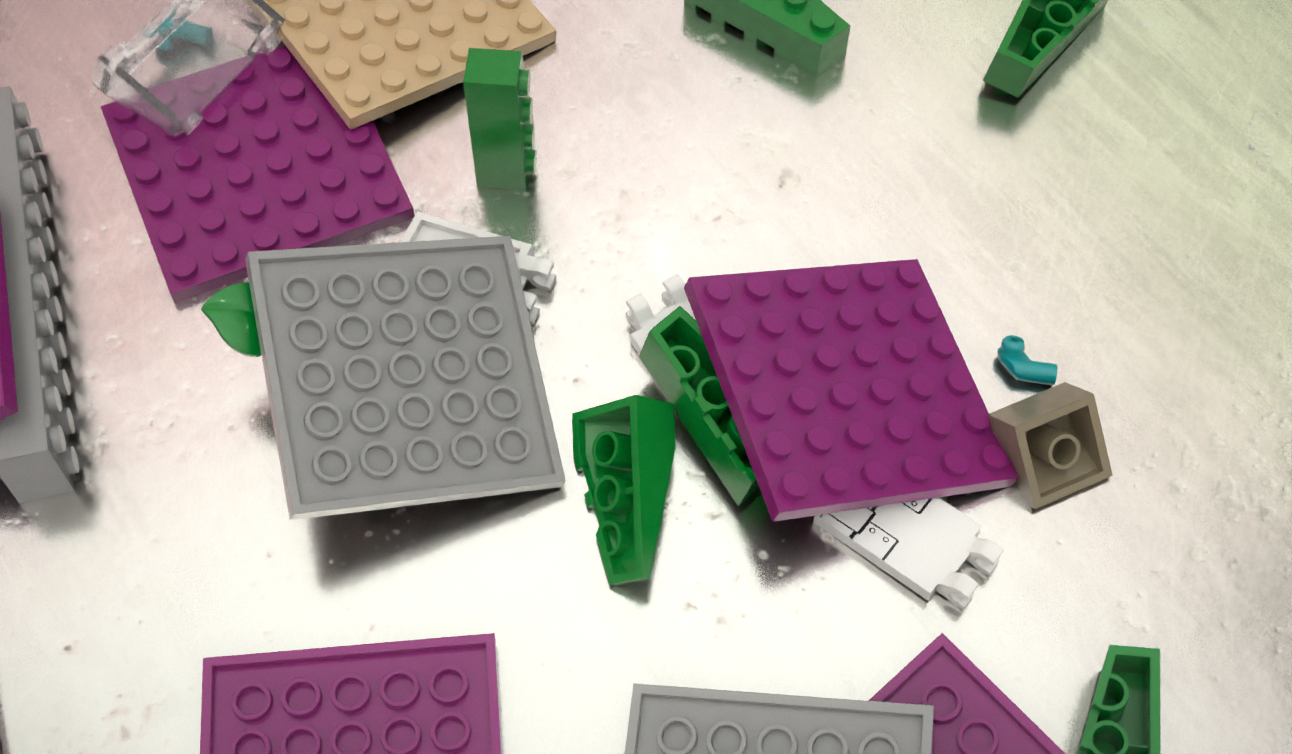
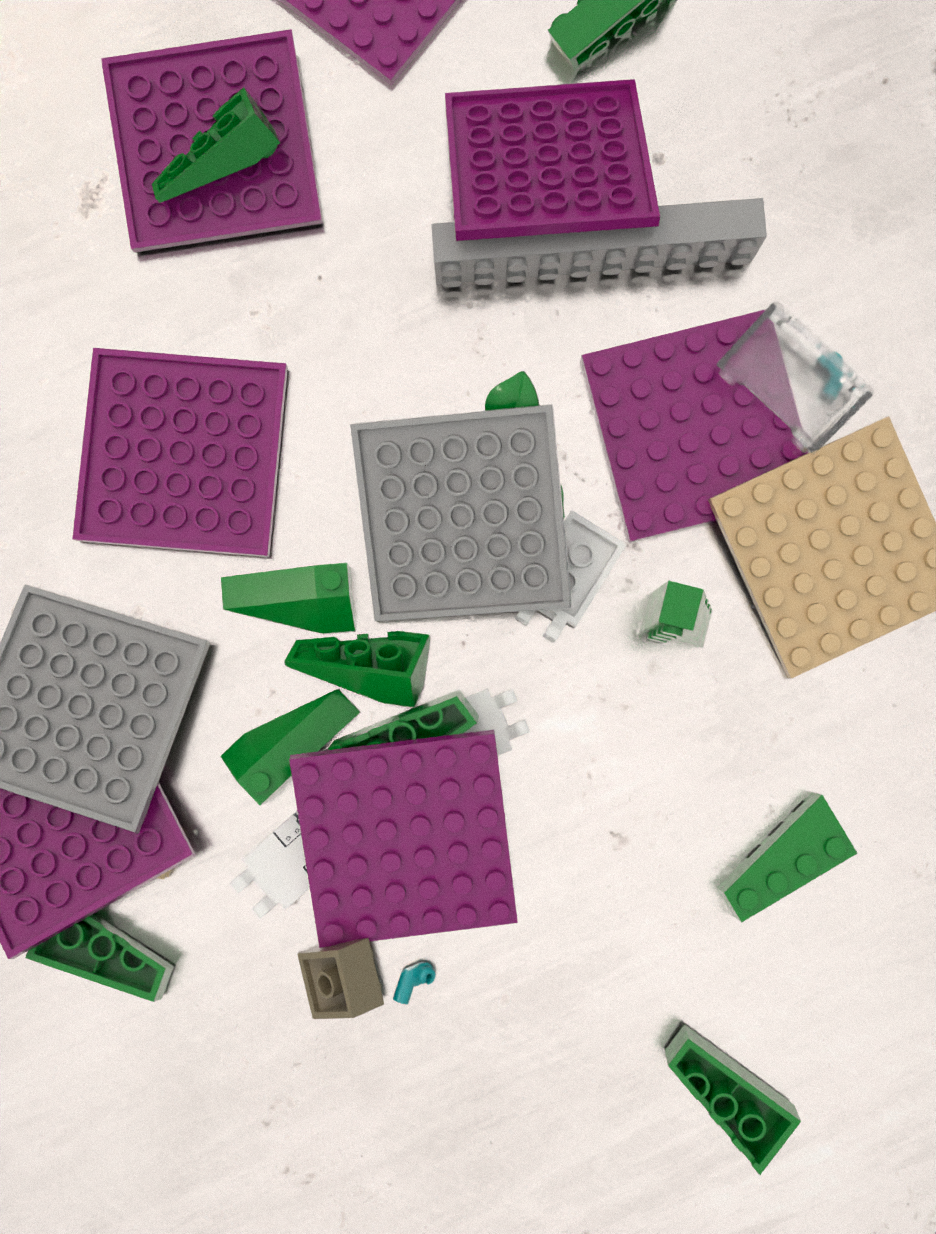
camera: 105 degrees right, 25 degrees up
(549, 582) = (300, 597): none -> green wedge
(768, 570) = (262, 755): none -> green wedge

